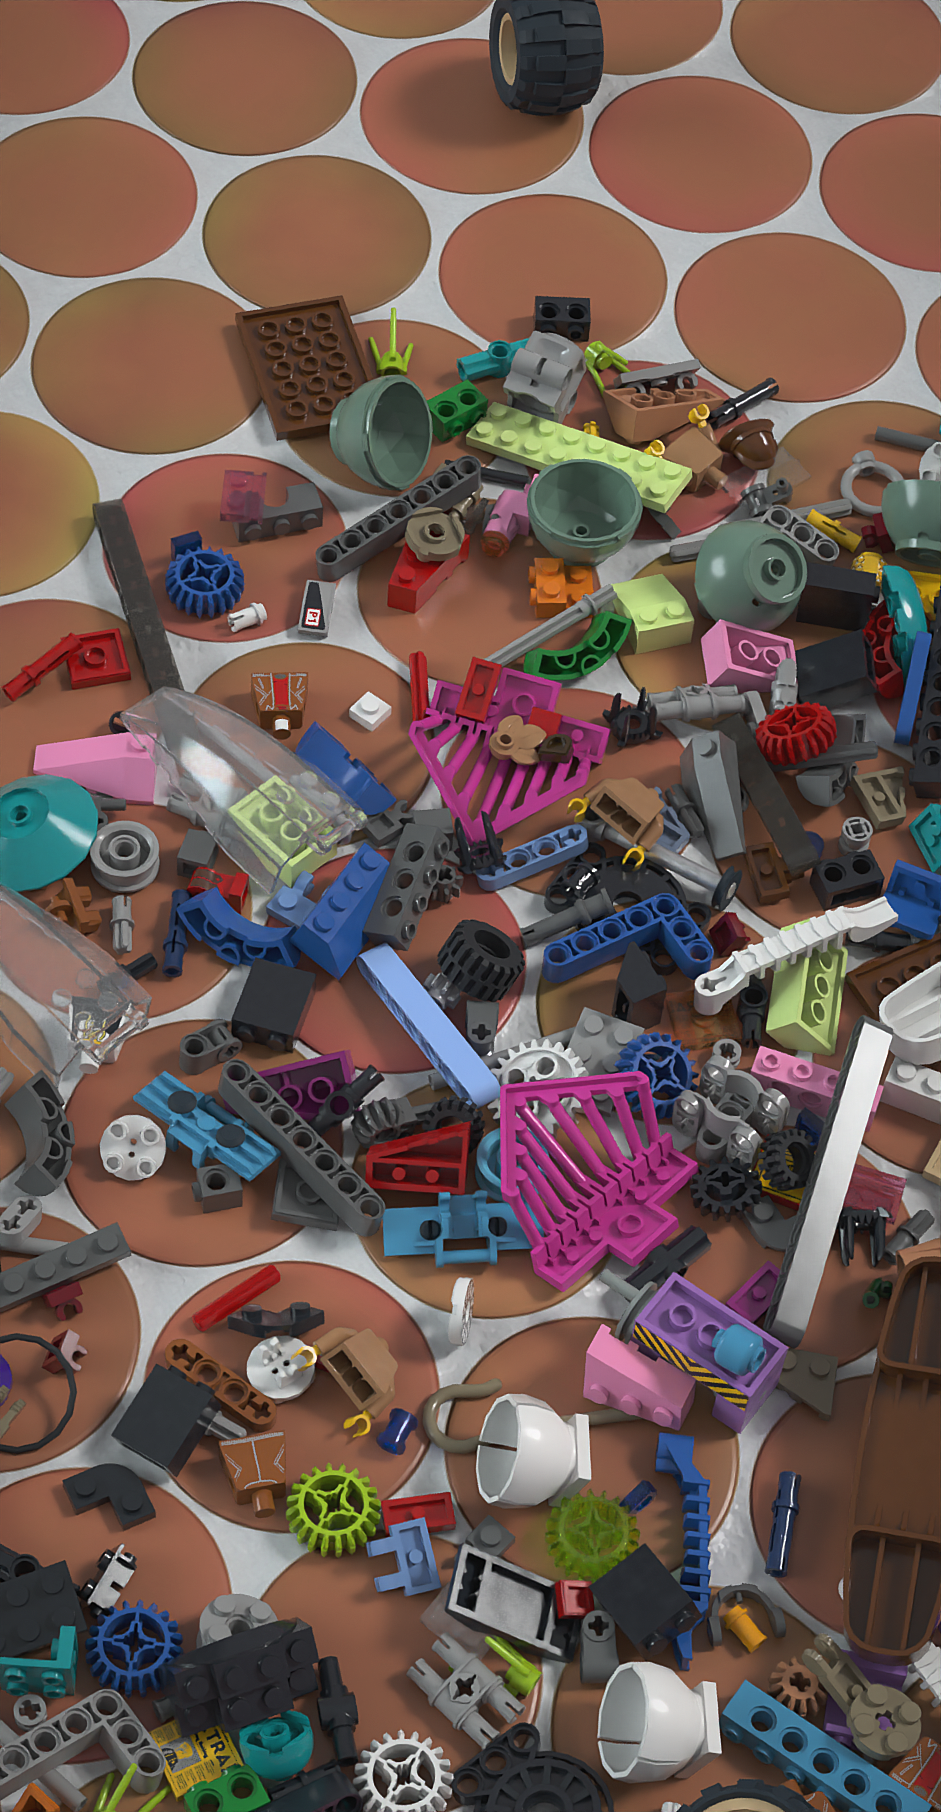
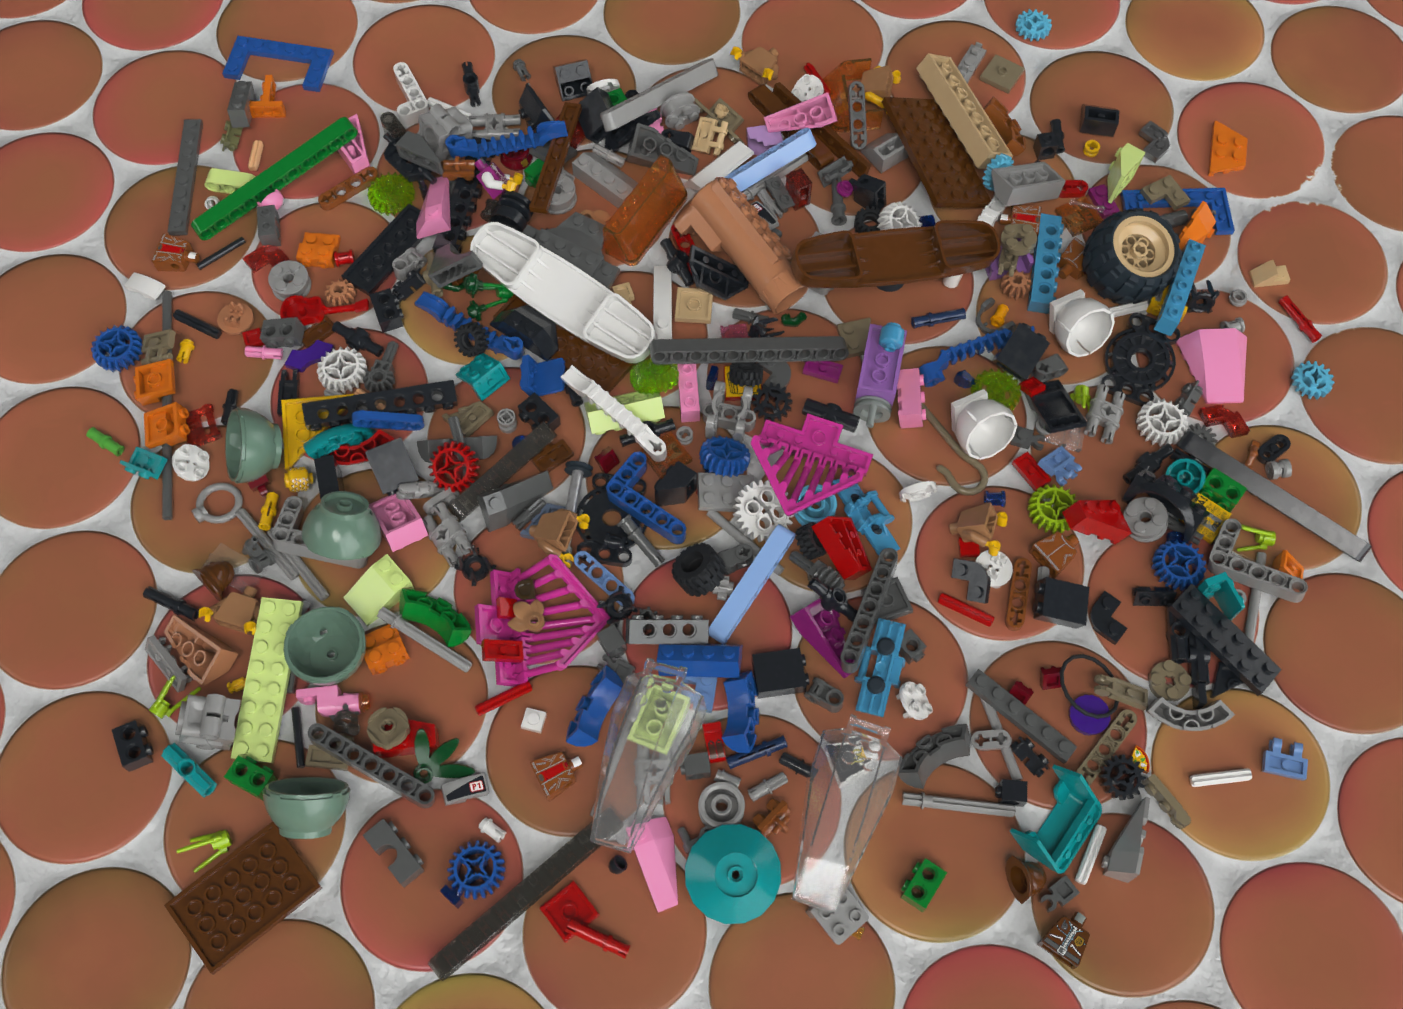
camera: 110 degrees left, 10 degrees up
(159, 884) = (722, 776): none -> light grey pin
(243, 496) = (398, 872): clear pink plate -> none
(275, 1546) = (1098, 518): none -> red wedge
(365, 578) = (432, 763): none -> dark green plant
(831, 1031) = (653, 377): none -> clear neon green gear

